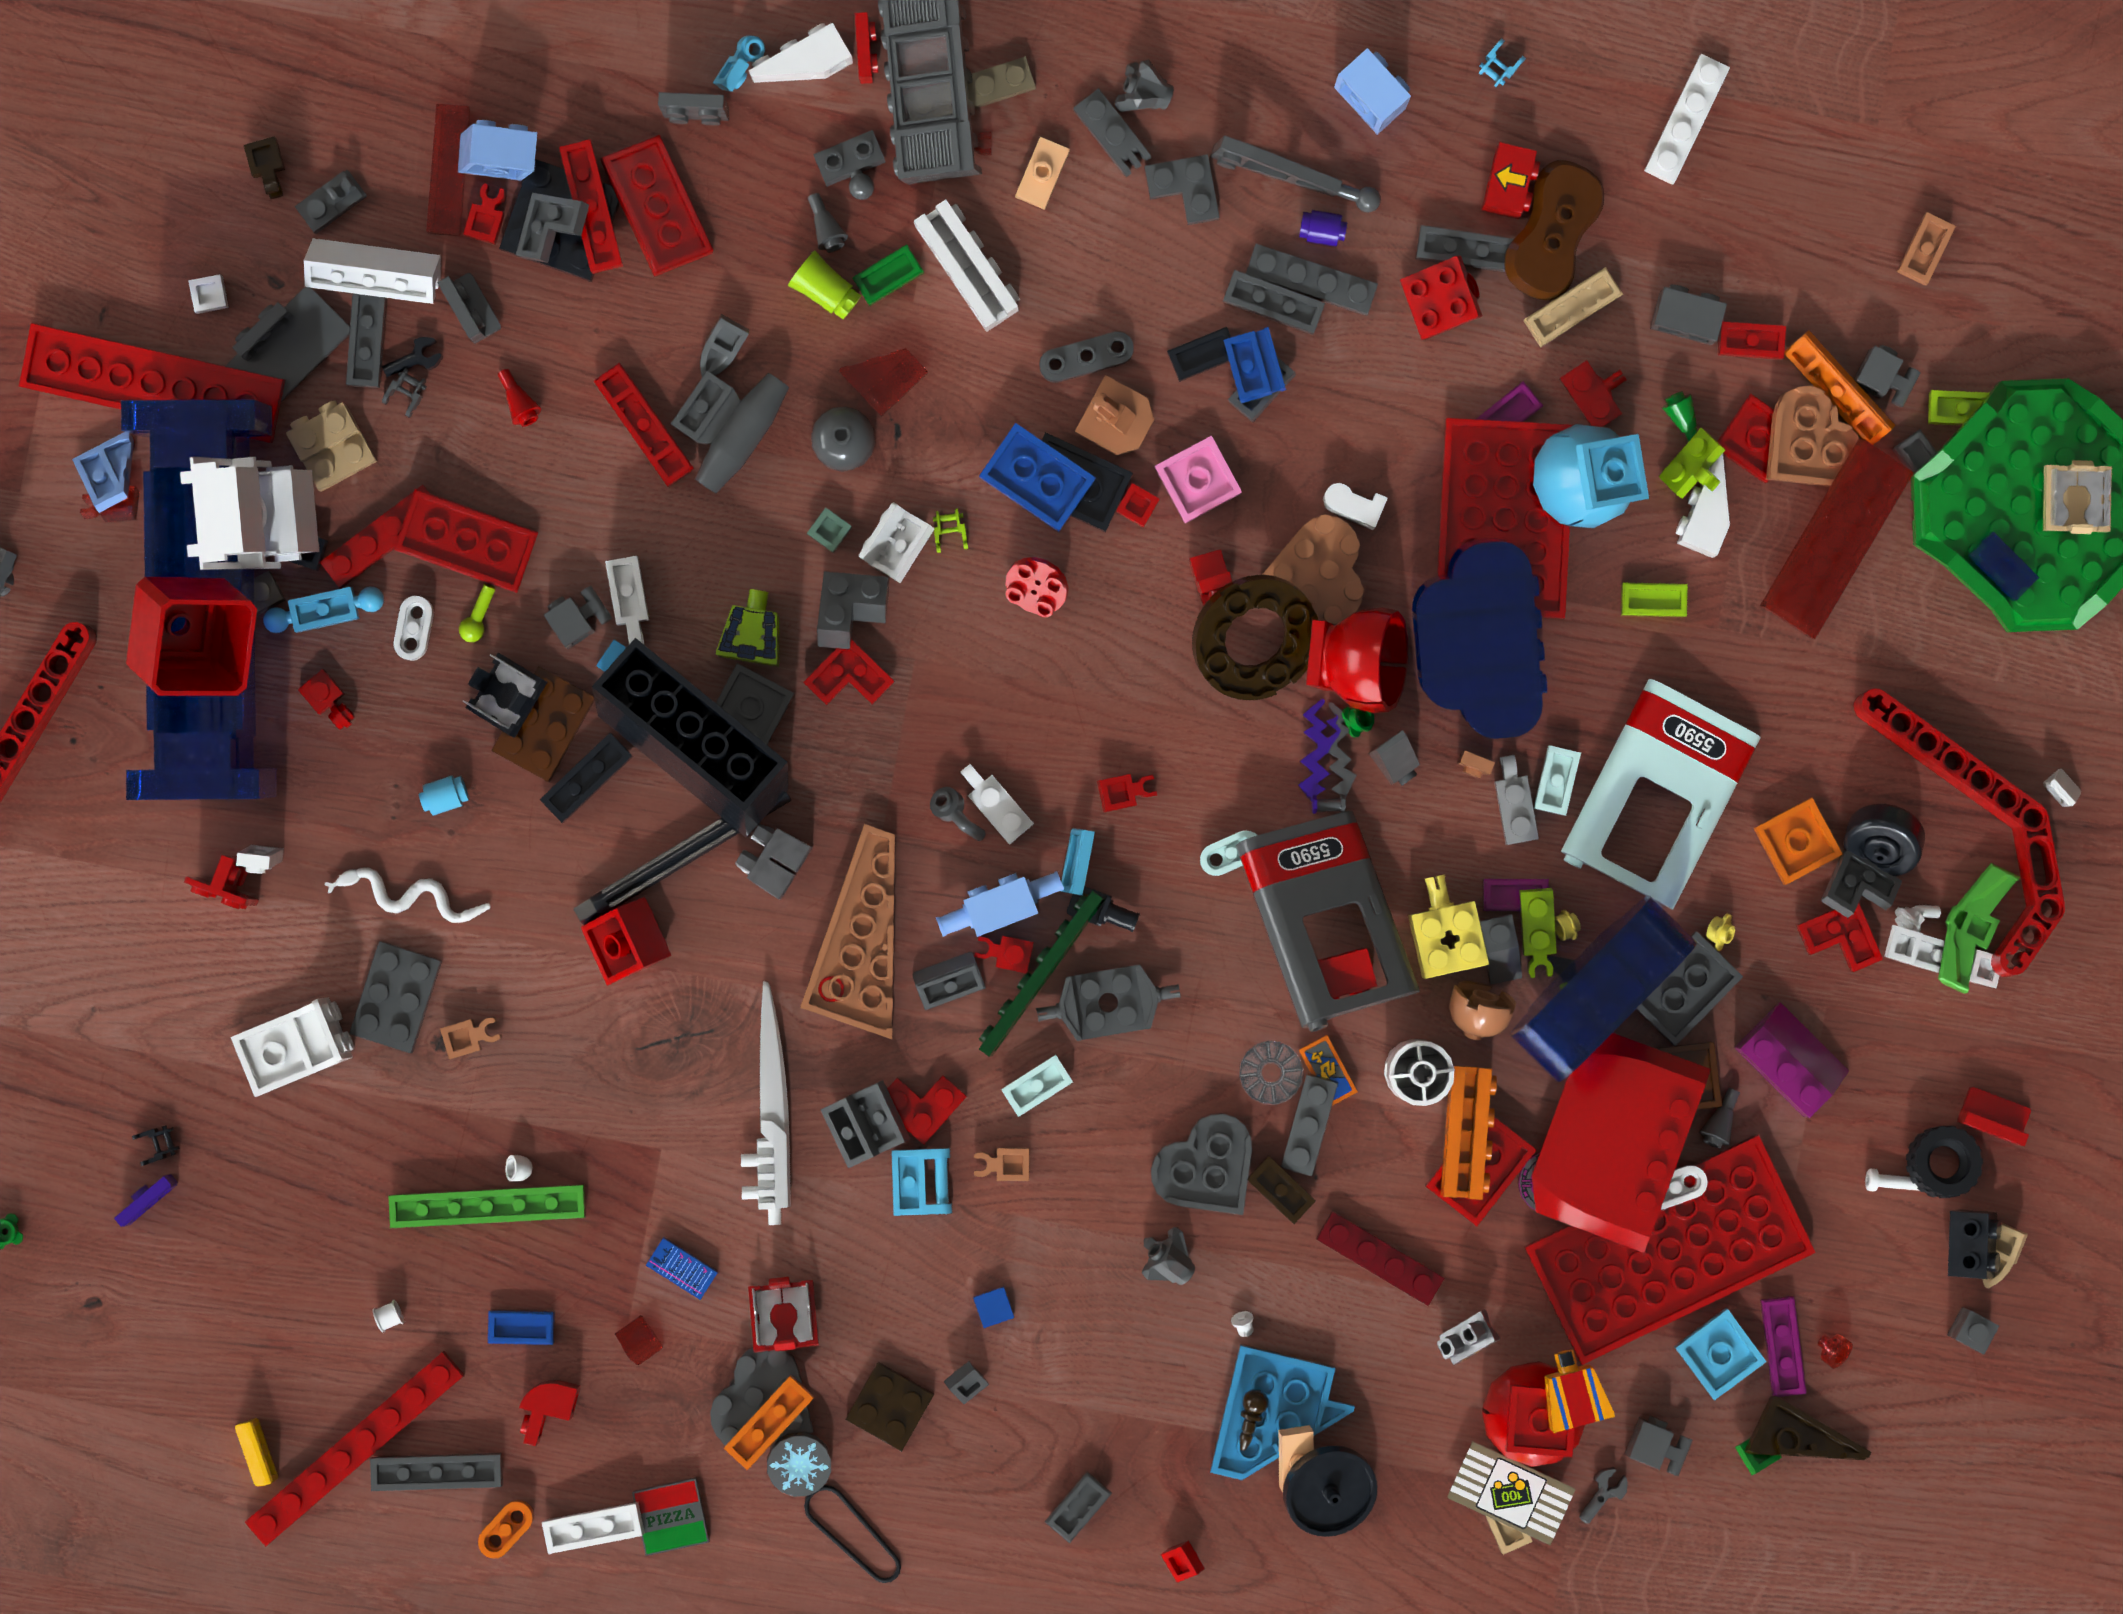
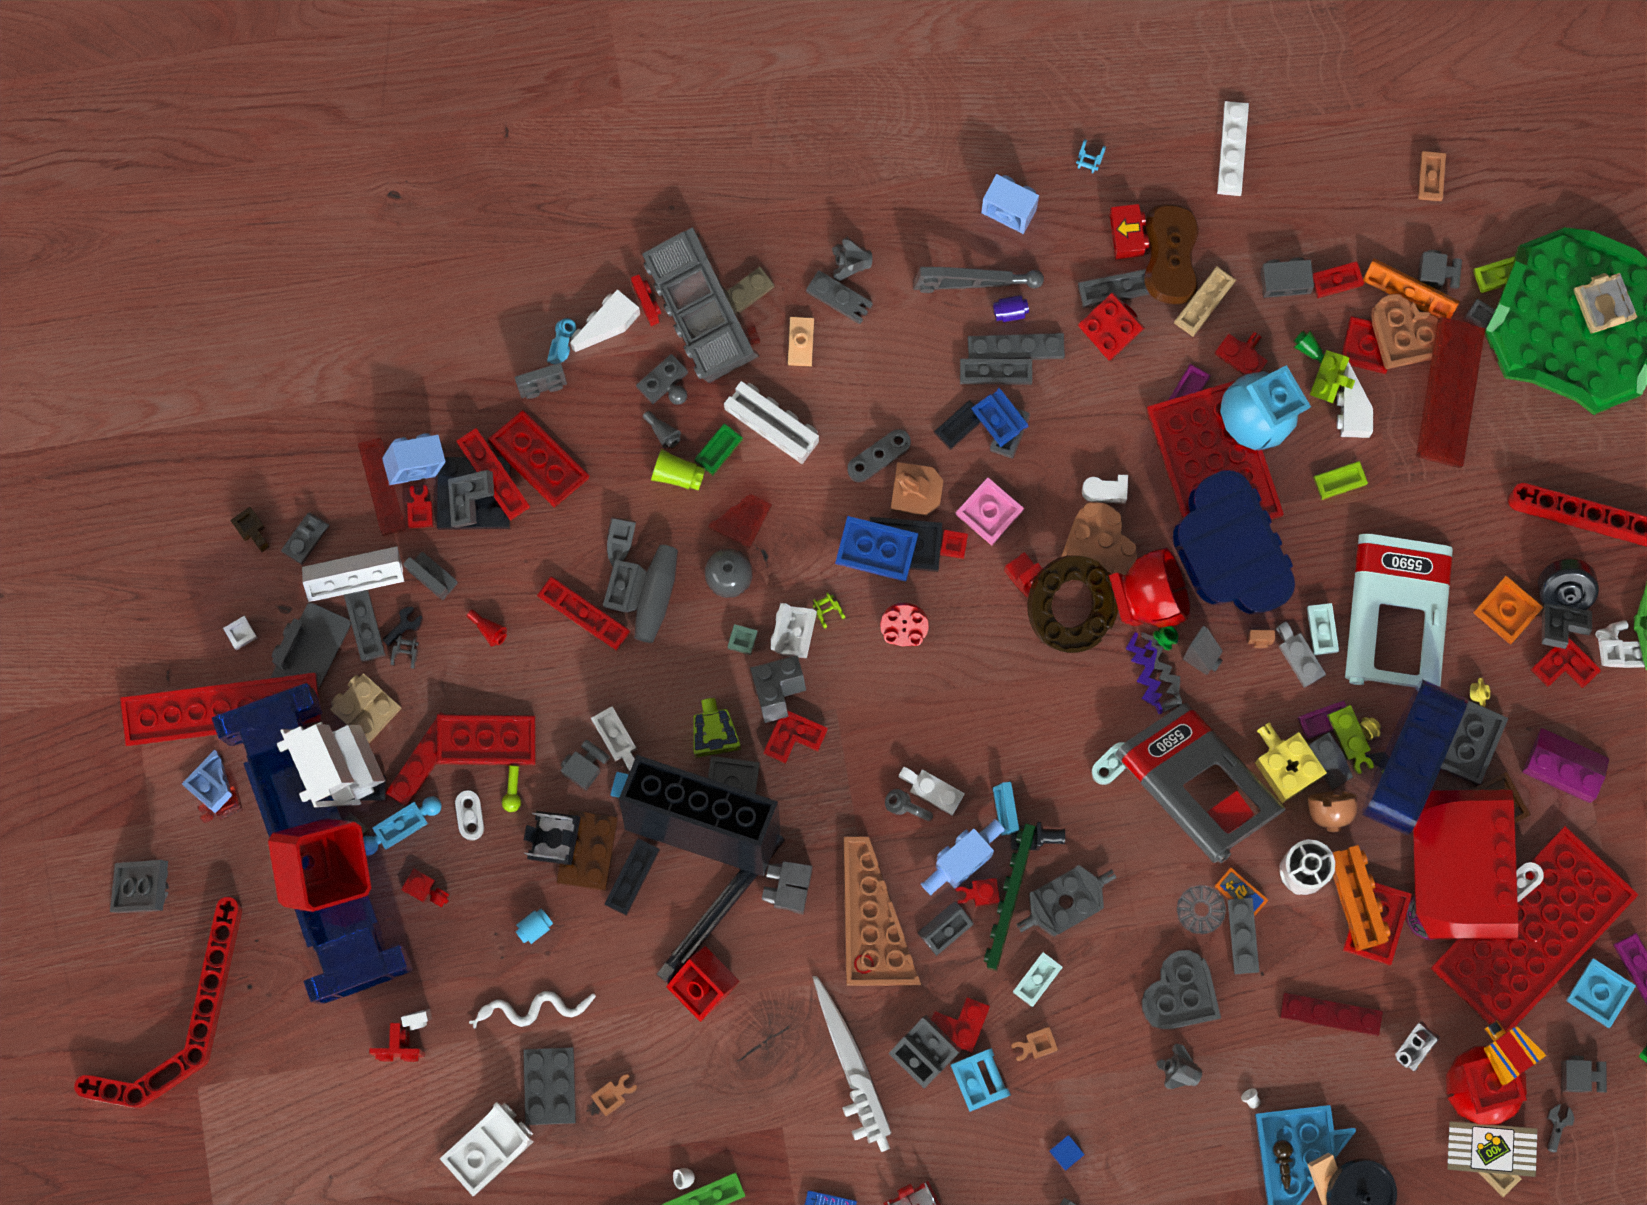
camera: 20 degrees left, 10 degrees down
(1121, 792) = (1018, 748): red plate -> none
(1191, 179) = (904, 309): dark grey plate -> none
(1281, 1190) = (1241, 990): dark brown plate -> none
(1719, 1126) = (1534, 831): dark grey cone -> none
(2003, 566) = (1573, 367): clear blue plate -> none

